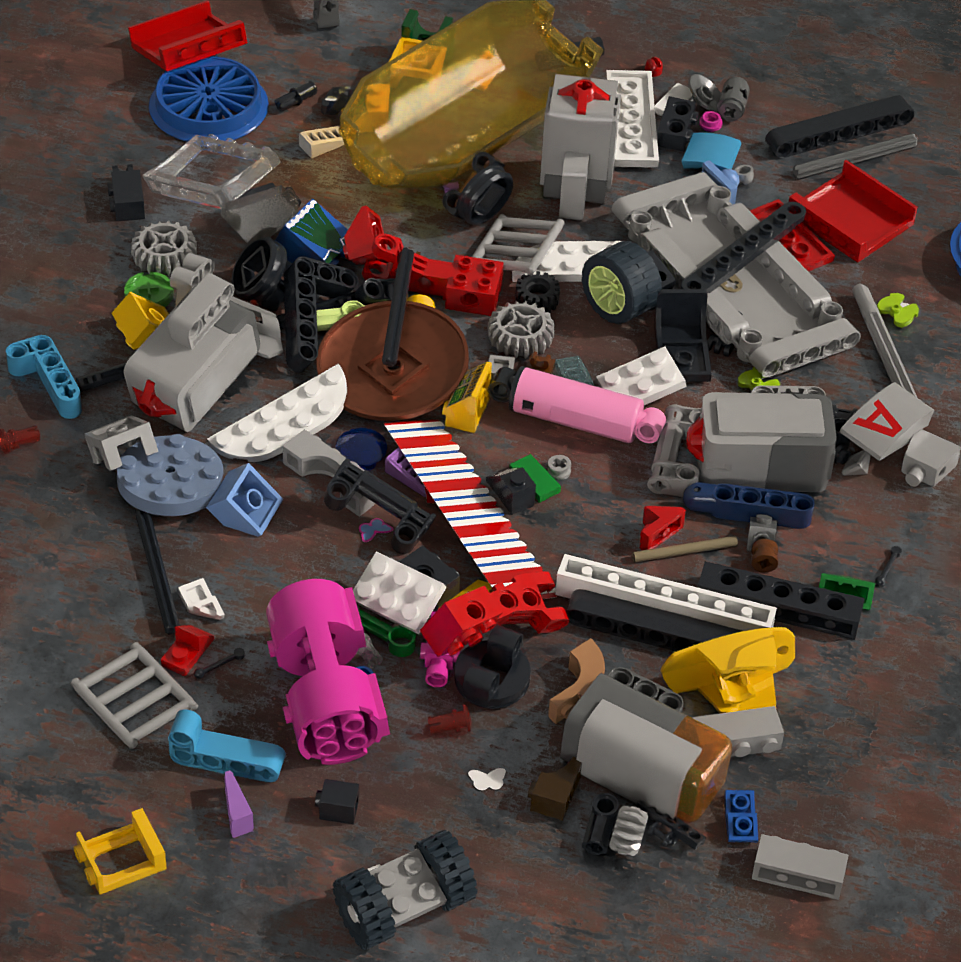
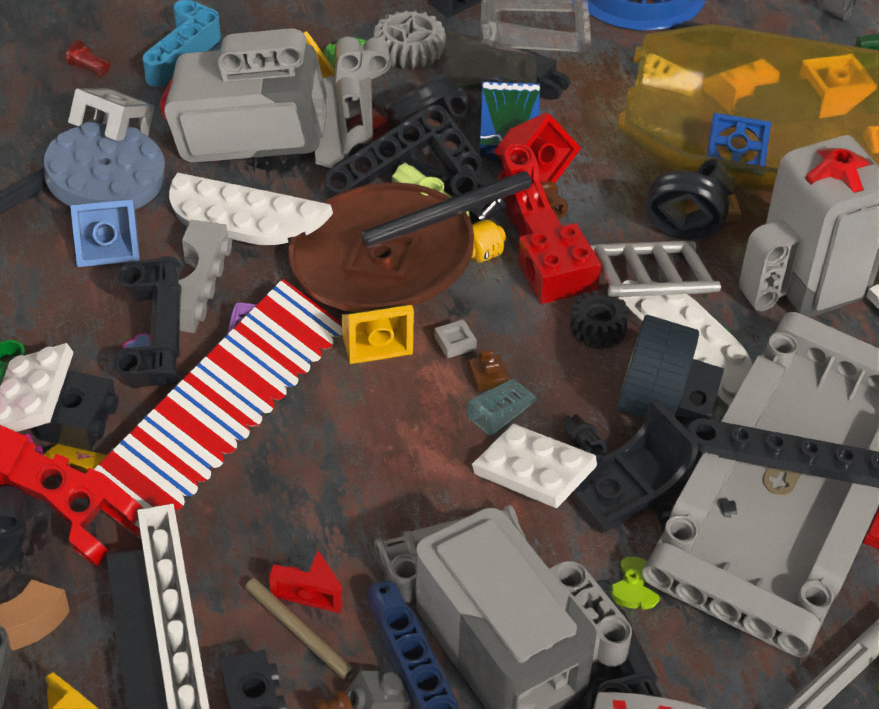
camera: 60 degrees right, 0 degrees up
(362, 447) = (250, 282): clear blue dish -> none
(452, 133) = (759, 128): none -> blue piece
(513, 488) = (275, 426): black slope -> none
(520, 329) = (527, 329): light grey gear -> none
(545, 484) = (313, 440): green tile -> none
(558, 472) = (350, 462): light grey bush -> none
(576, 405) = (439, 423): bright pink piece -> none
(634, 347) = (585, 436): none -> black axle

